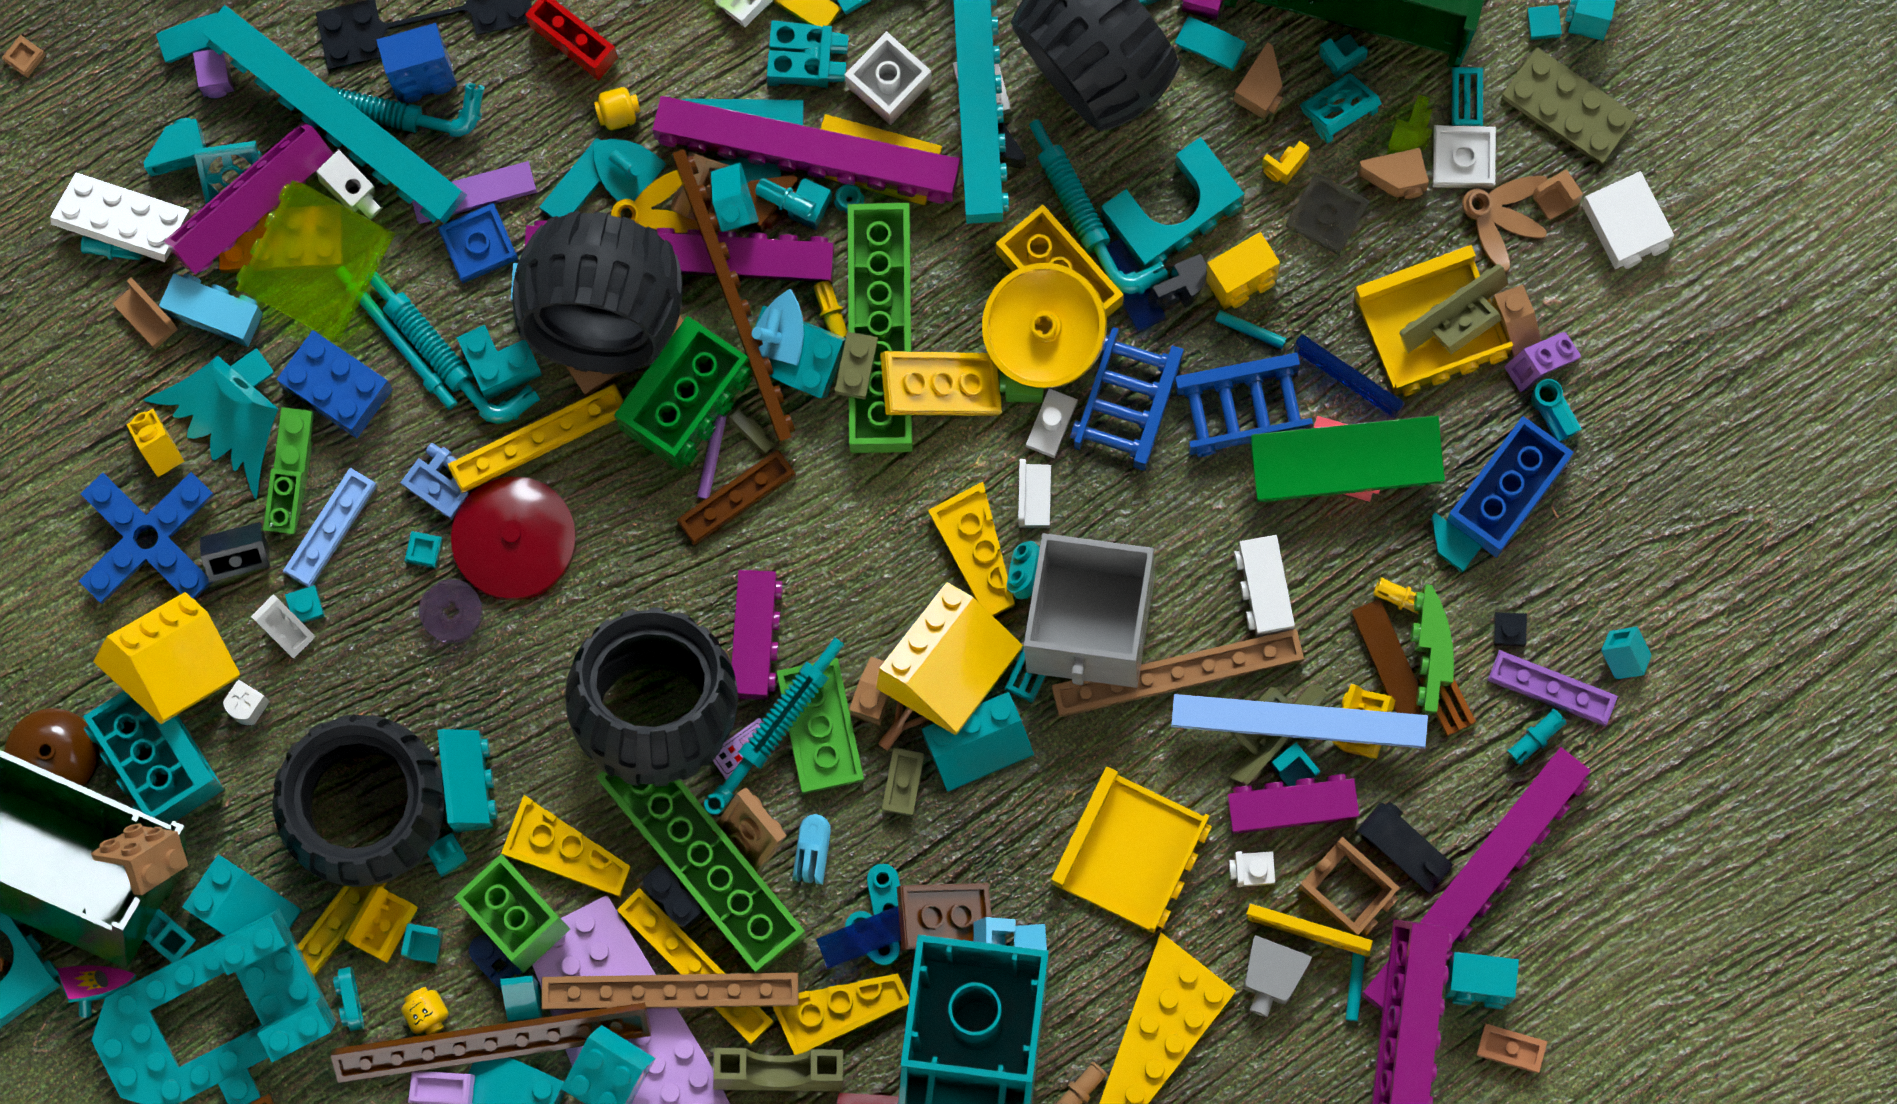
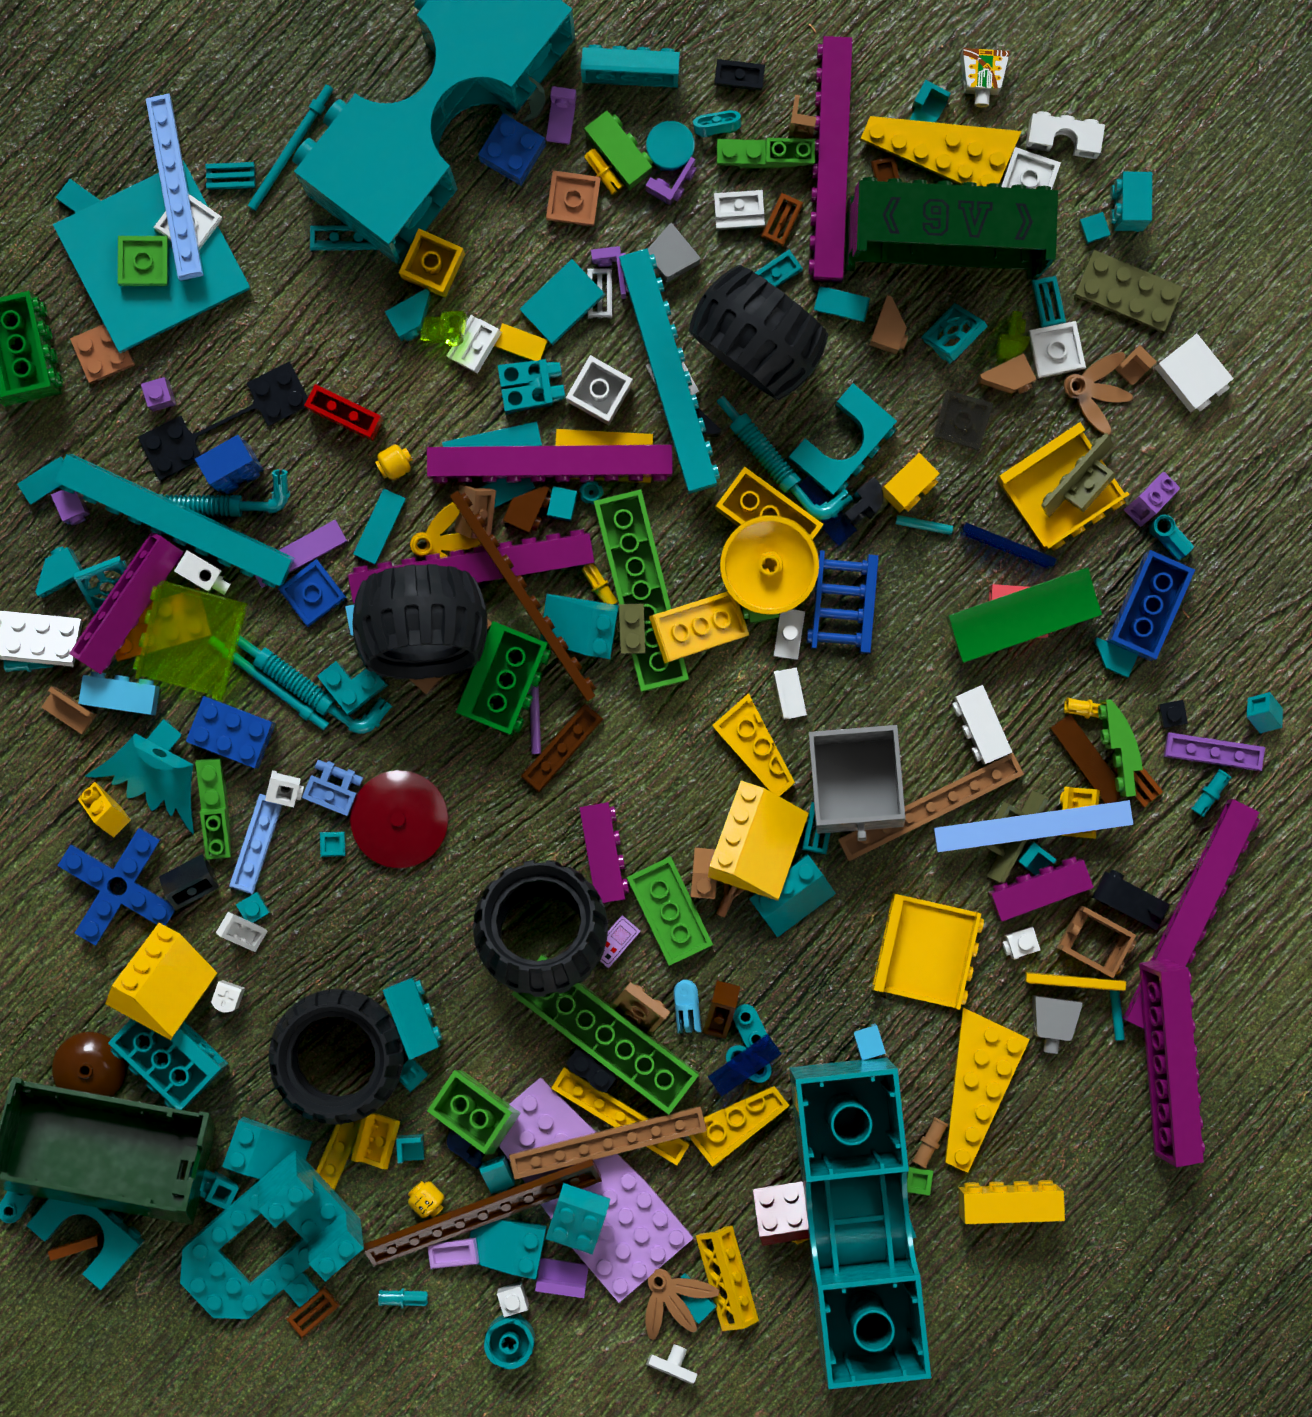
camera: 20 degrees left, 10 degrees up
(91, 983) = (167, 1238): dark pink shield -> none
(146, 853) = (184, 1144): medium nougat bracket -> none
(346, 985) = (361, 1193): teal plate -> none
(369, 468) = (278, 795): none -> white brick
(439, 597) = (355, 878): clear purple plate -> none
(536, 439) = (399, 738): yellow tile -> none
(556, 847) = (495, 1051): yellow wing -> none
(625, 167) = (412, 507): teal shield -> none
(732, 198) = (503, 518): teal slope -> none
(751, 431) = (561, 692): olive piece -> none
(775, 725) = (636, 923): teal piece -> none
(781, 329) = (566, 612): medium azure shield -> none
(785, 198) = (544, 507): teal axle -> none
(801, 1072) = (703, 1182): olive arch -> none
(854, 862) = (721, 1009): none -> reddish brown slope
(903, 782) = (743, 939): olive plate -> none
(941, 911) = (800, 1036): reddish brown tile -> none
(993, 930) = (837, 1044): medium azure panel -> none
(1023, 569) = (797, 751): teal plate -> none
(1222, 381) = (913, 573): blue fence -> none
(1291, 162) = (925, 383): yellow bracket -> none
(1342, 54) = (945, 289): teal panel -> none
(1481, 980) = (1216, 989): teal brick -> none
(1511, 1048) = (1244, 1034): nougat plate -> none
(1517, 318) = (1128, 472): medium nougat slope -> none

